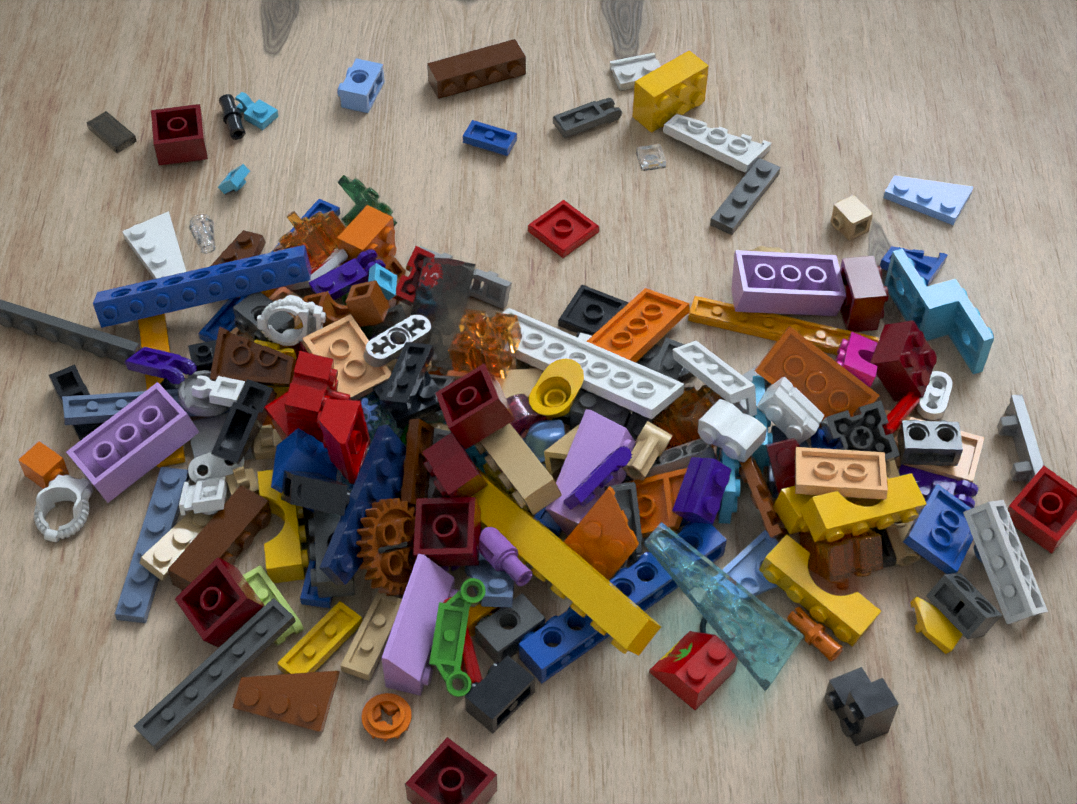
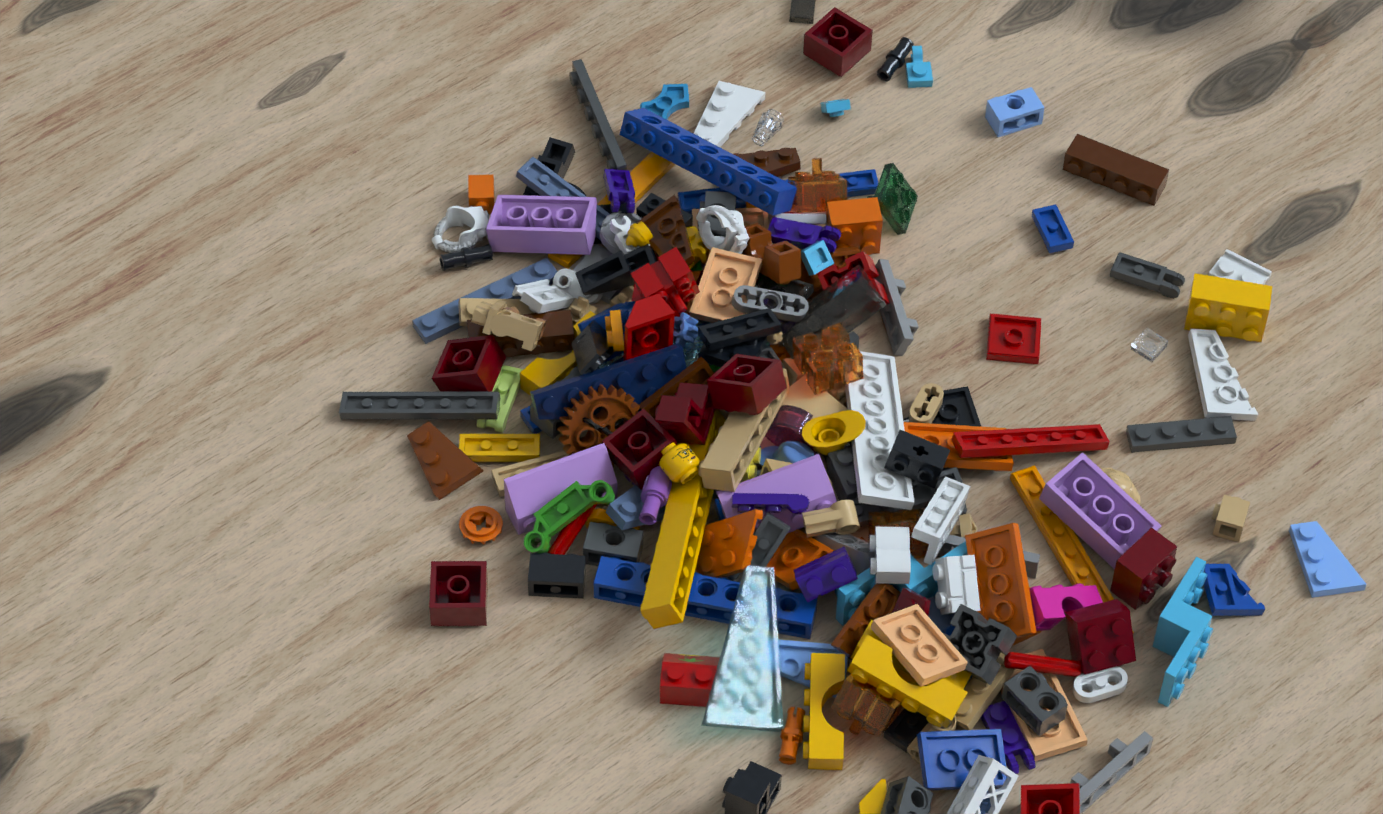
camera: 50 degrees right, 0 degrees up
(94, 525) = (466, 257): none -> black pin
(101, 272) = (669, 100): none -> dark azure tile
(218, 537) = (508, 322): none -> tan hips
(232, 378) = (638, 235): none -> yellow plate
(320, 459) = (614, 330): none -> light orange plate
(499, 511) = (679, 463): none -> yellow head
(583, 318) = (921, 403): none -> tan beam
(645, 352) = (917, 458): none -> black brick
(678, 280) = (1030, 441): none -> red plate

